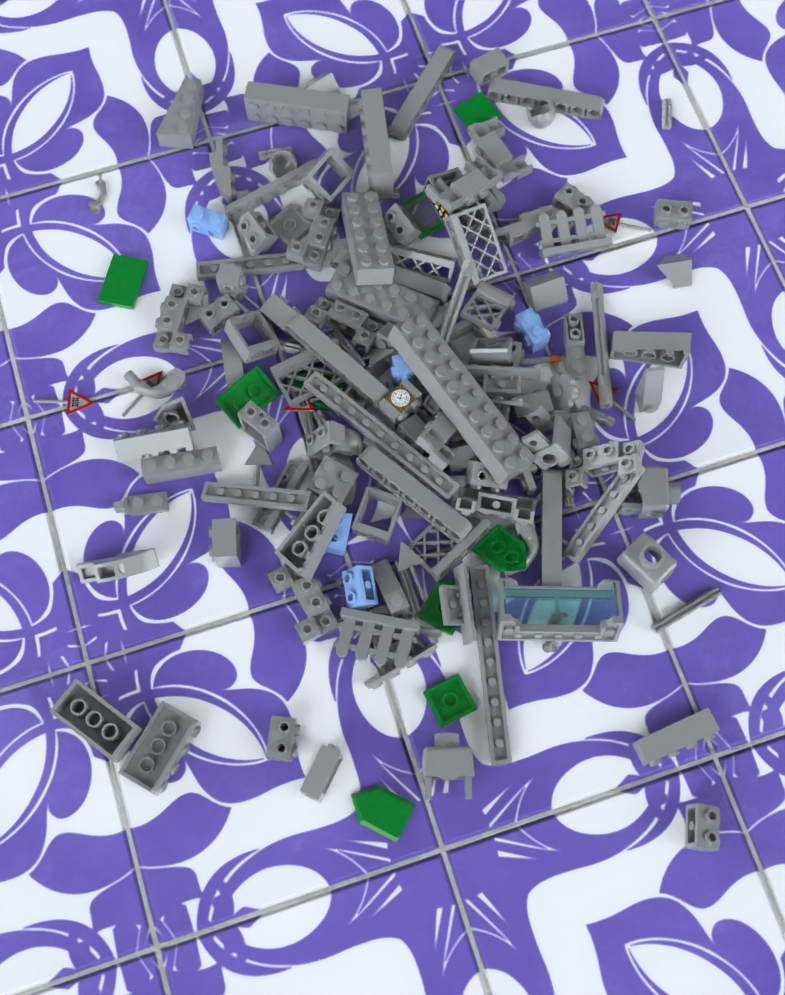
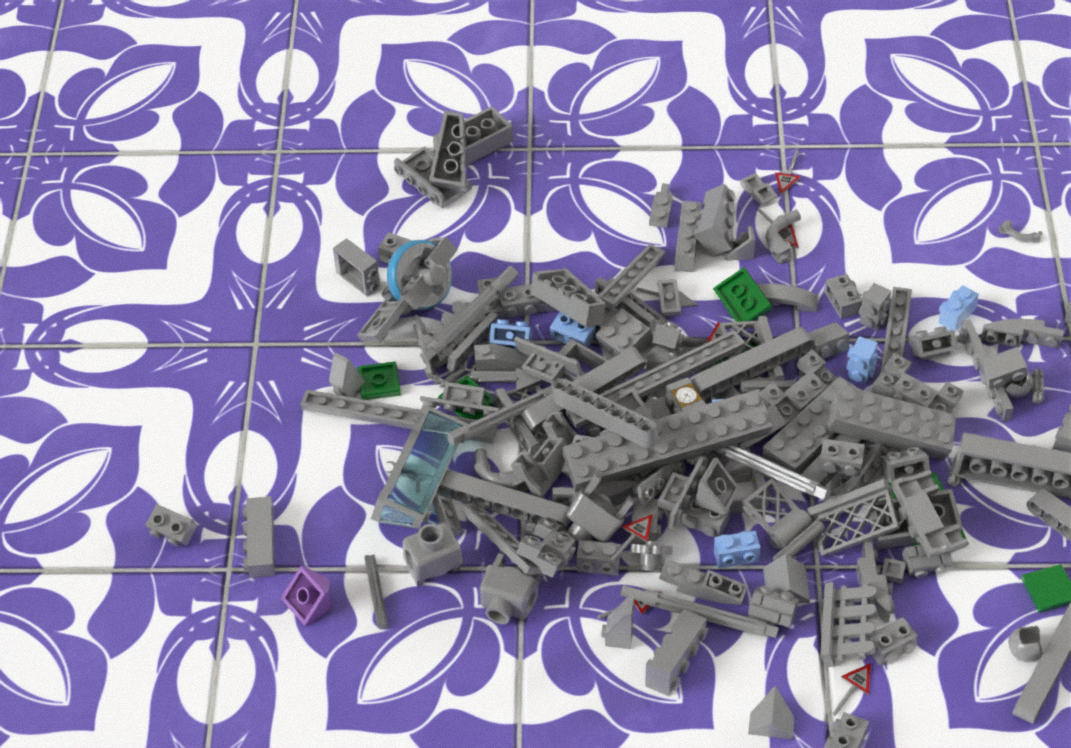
camera: 110 degrees right, 20 degrees down
(97, 422) = (757, 189): none -> light grey slope
(118, 567) = (604, 177): light grey slope -> none
(123, 281) = (909, 234): green tile -> none
(148, 722) = (450, 155): none -> light grey wedge
(174, 316) = (851, 261): light grey bracket -> none
(225, 542) = (594, 247): light grey brick -> none
(258, 351) = (788, 313): light grey window -> none
(261, 429) = (712, 300): light grey window -> none
(265, 461) = (669, 297): none -> light grey plate
(284, 163) = (1003, 368): none -> light grey brick
(290, 224) = (937, 373): light grey tile -> none
(298, 278) = (862, 360): none -> light blue brick
(316, 616) = (469, 313): none -> light grey piece
(330, 702) = (417, 280): none -> piece
(337, 165) = (1000, 426): light grey window -> none
(382, 811) = (308, 310): green tile -> none
(396, 539) = (546, 363): none -> light grey bracket
(420, 264) = (841, 457): none -> light grey brick
(447, 762) = (318, 353): light grey piece -> none
(463, 437) = (605, 413): none -> light grey beam
(467, 550) = (466, 432): none -> light grey piece
(470, 727) = (344, 376): none -> light grey slope
(494, 152) = (984, 581): light grey bracket -> none
(502, 550) = (498, 451): green tile -> none
(504, 216) = (893, 570): none -> light grey plate
(506, 286) = (801, 540): none -> light grey axle
(540, 360) = (698, 564): light grey piece -> none
(551, 402) = (638, 528): none -> piece
(578, 288) = (773, 606): none -> light grey brick
(587, 574) = (447, 514): none -> light grey plate
(599, 416) = (616, 583): light grey axle -> none
(722, 663) = (307, 595): none -> medium lavender slope

